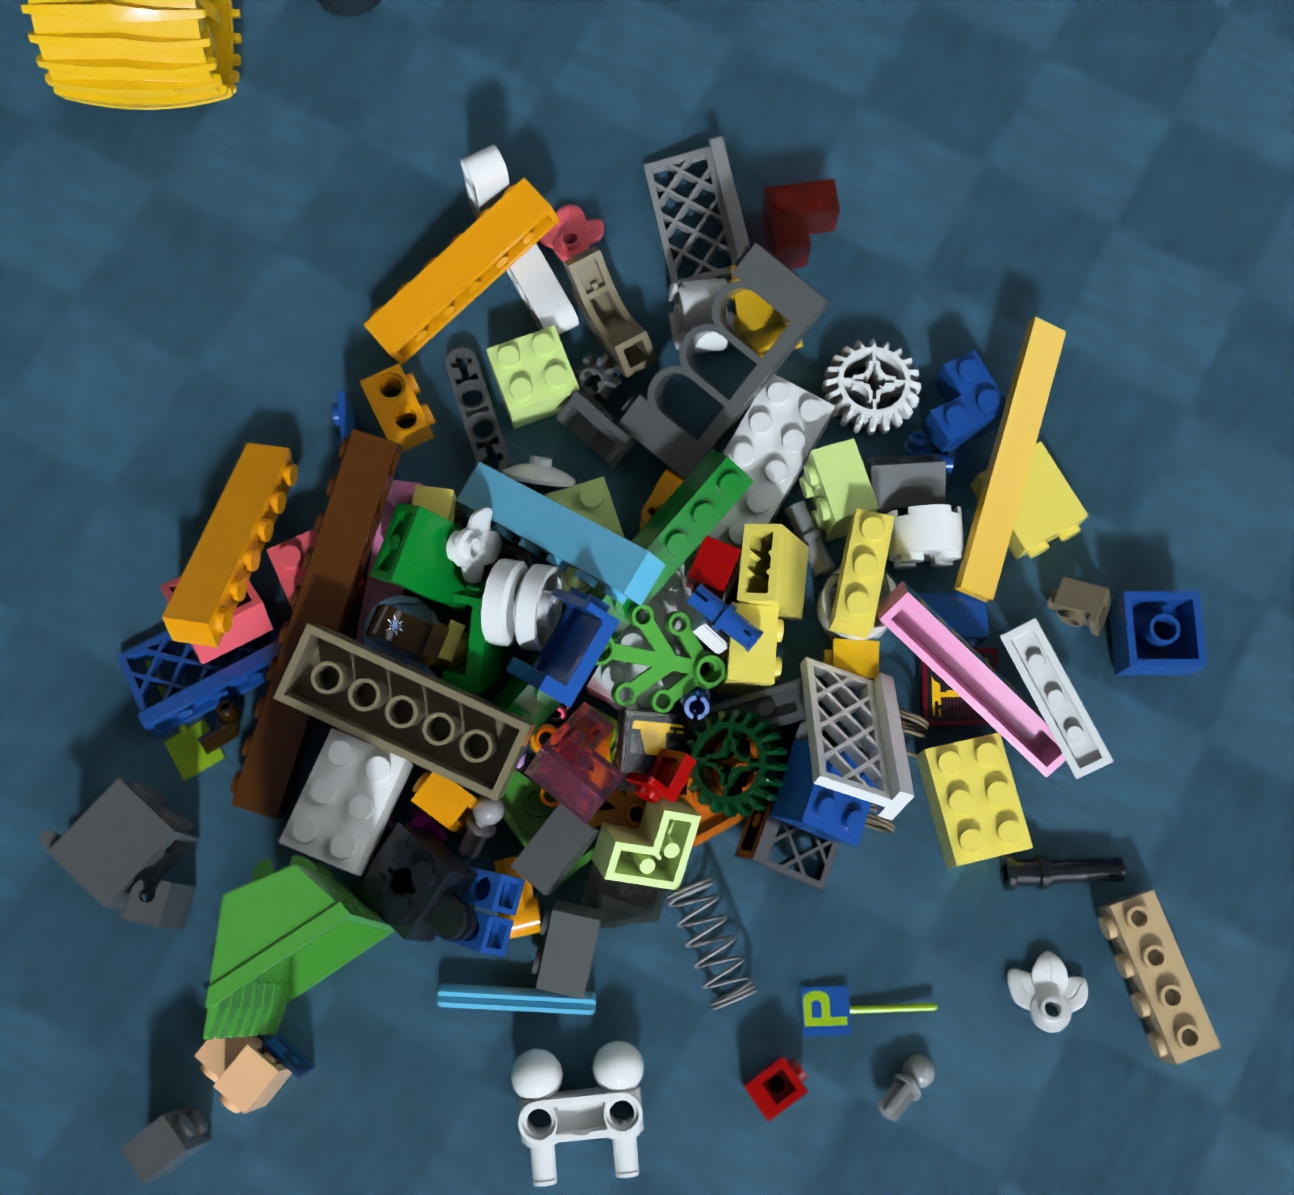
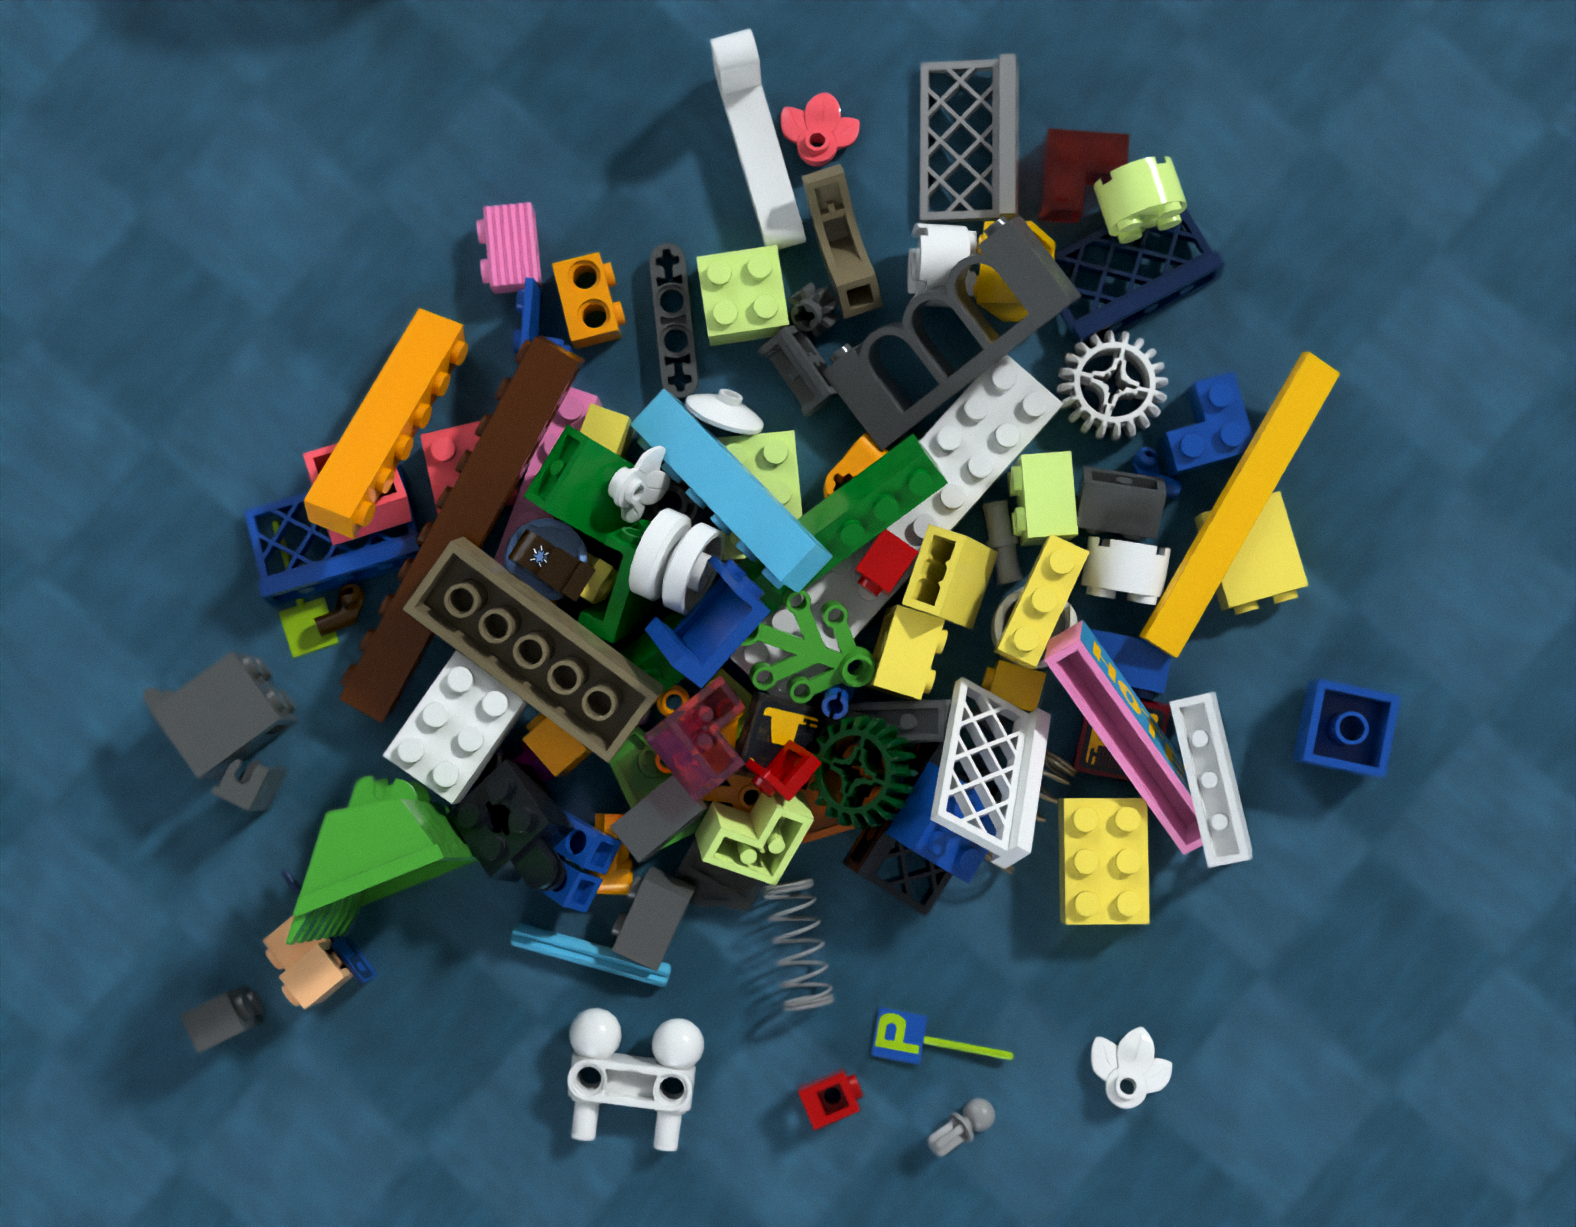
camera: 20 degrees right, 10 degrees up
(320, 376) = (510, 246): none -> bright pink brick
(462, 271) = (688, 159): light orange brick -> none
(481, 825) = (588, 775): light grey axle -> none
(703, 630) = (867, 625): white tile -> none
(724, 617) = (884, 621): blue pin -> none
(857, 226) = (1141, 198): none -> yellowish green brick
(884, 307) = (1152, 294): none -> dark blue fence
(1045, 872) = (1158, 948): black pin -> none
(1081, 604) = (1274, 679): dark tan brick -> none
(1158, 978) = (1244, 1078): tan brick -> none

